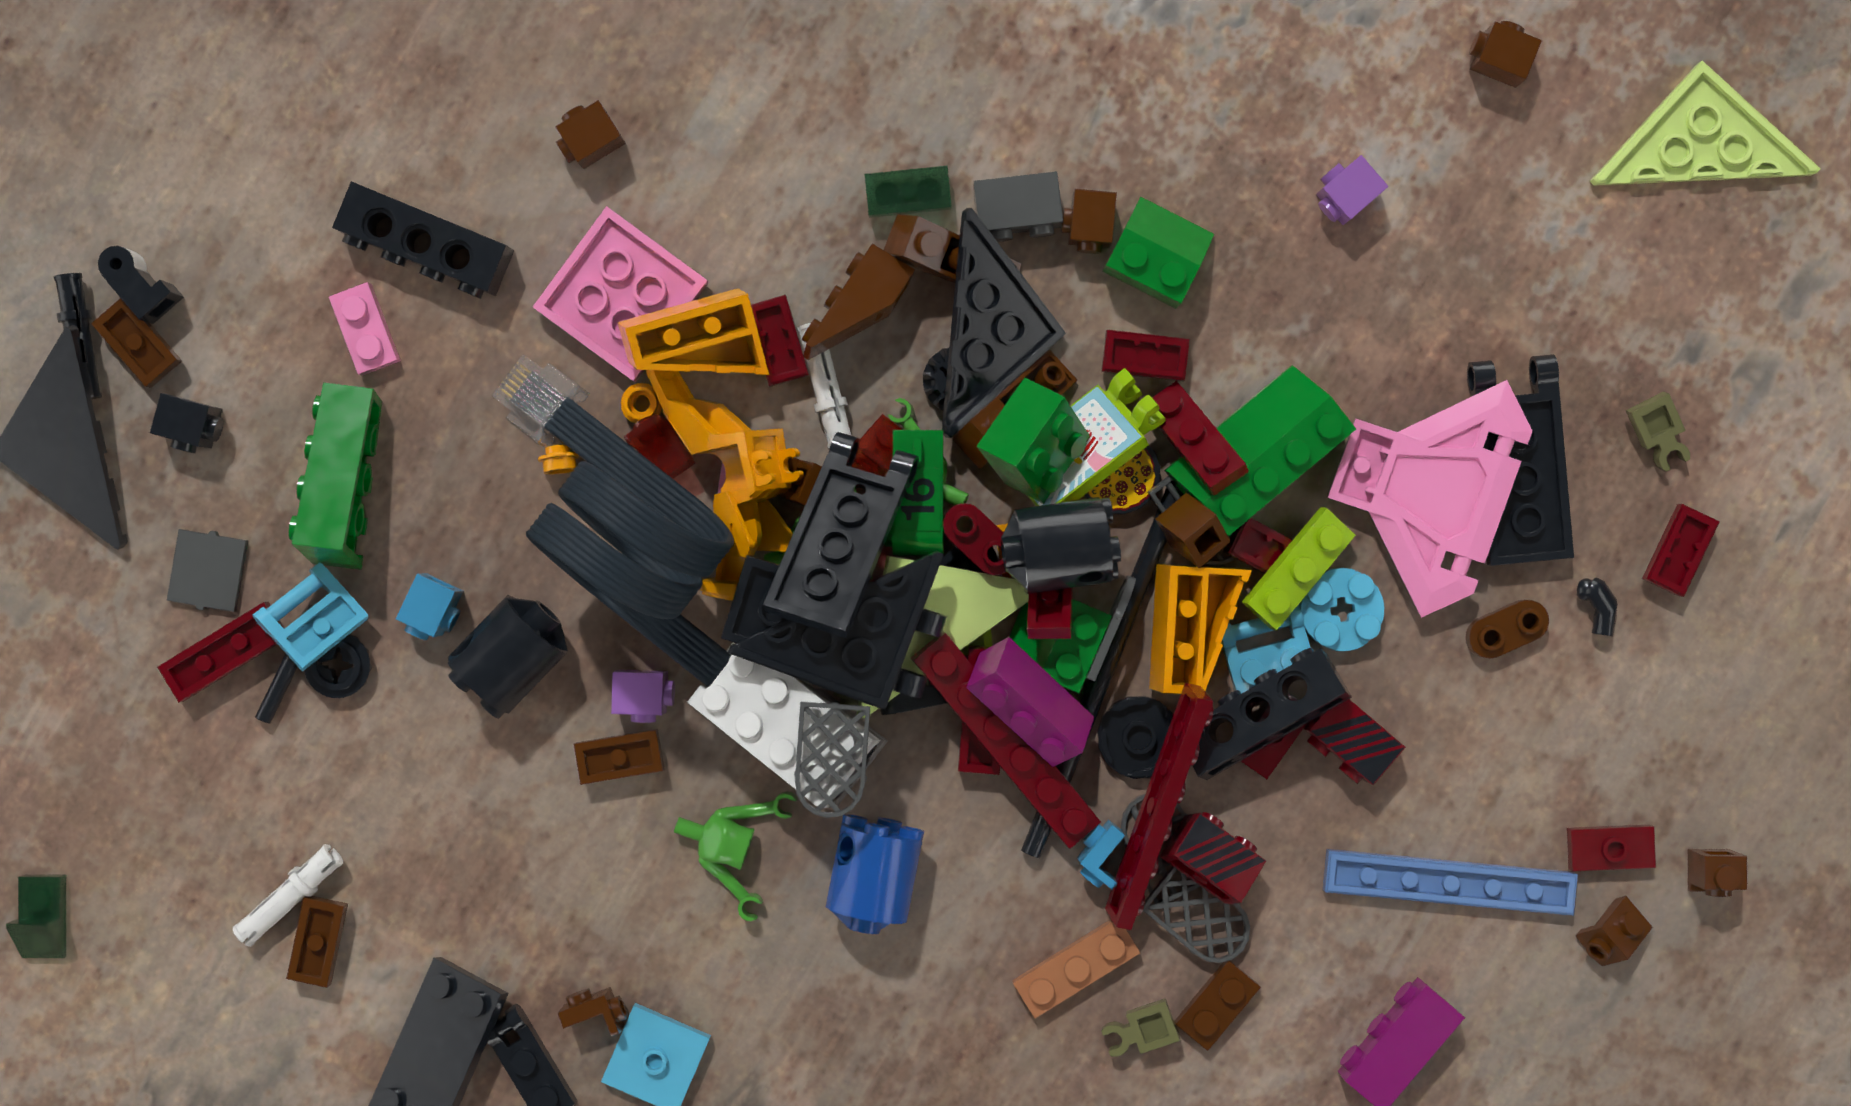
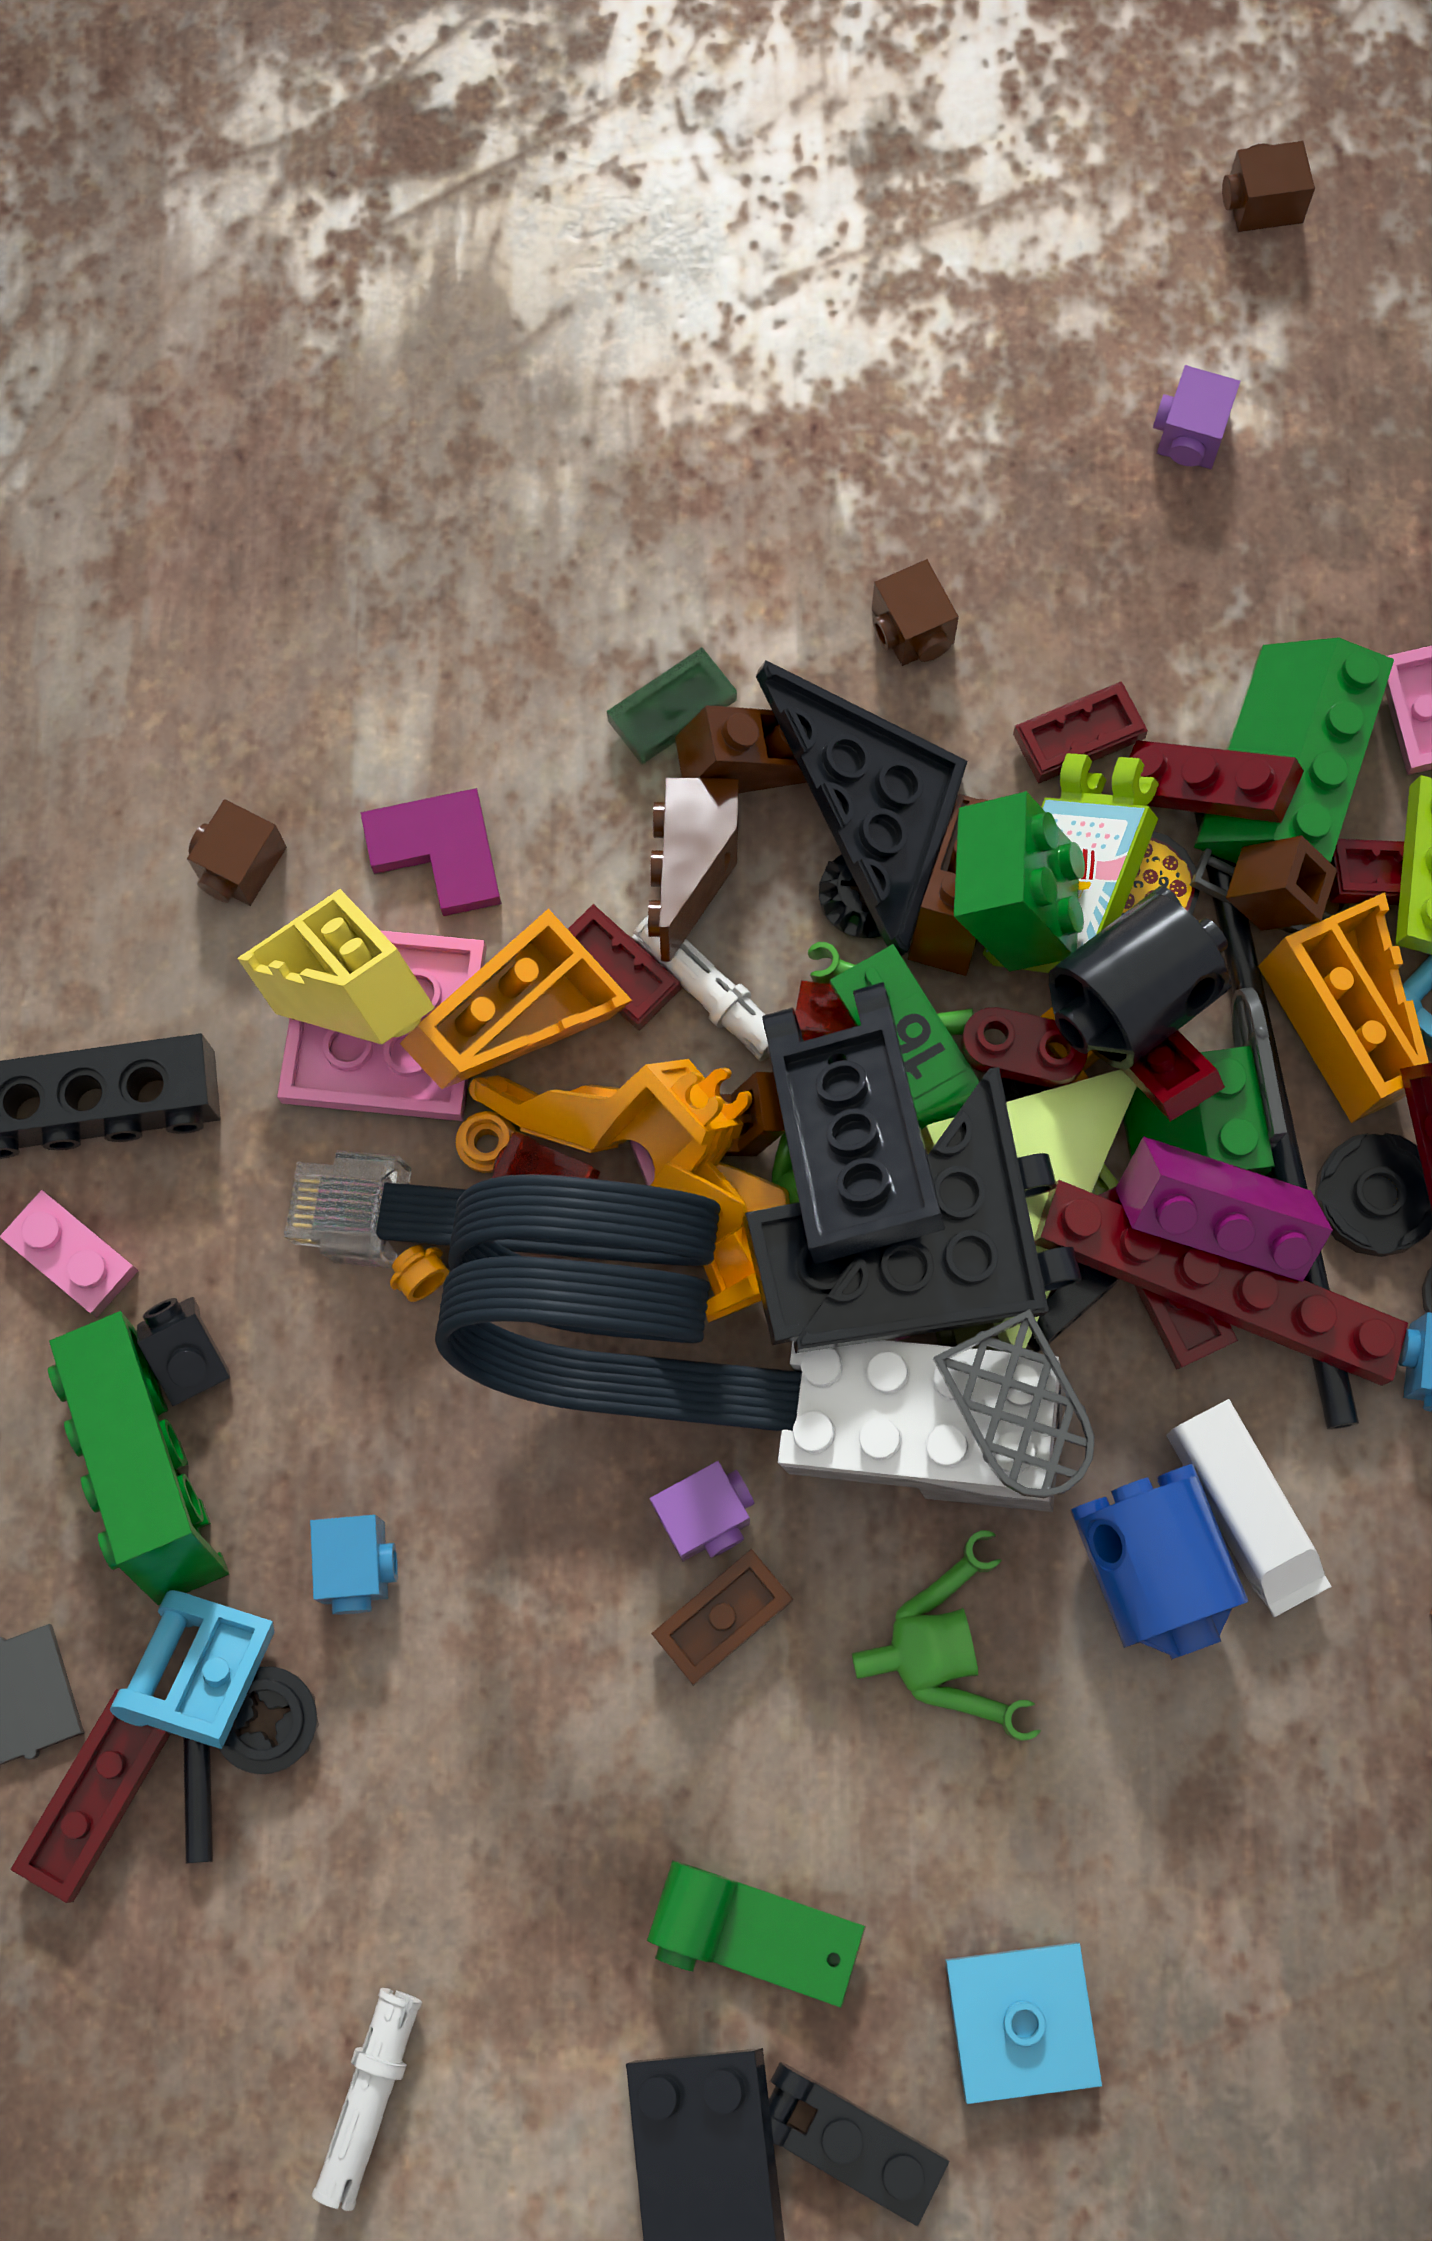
camera: 30 degrees left, 15 degrees down
(317, 941) = (445, 2142): reddish brown plate -> none
(398, 425) = (180, 1349): none -> black bracket
(508, 653) = (495, 1554): black cylinder -> none
(539, 929) = (754, 1934): none -> green door
(584, 1005) = (879, 2001): reddish brown bracket -> none
(603, 263) = (338, 974): none -> light yellow wedge
(726, 195) = (441, 831): none -> magenta tile
(946, 868) = (1250, 1508): none -> white piece
(1019, 205) = (821, 637): dark grey brick -> none
(1159, 253) = (1020, 614): green slope -> none

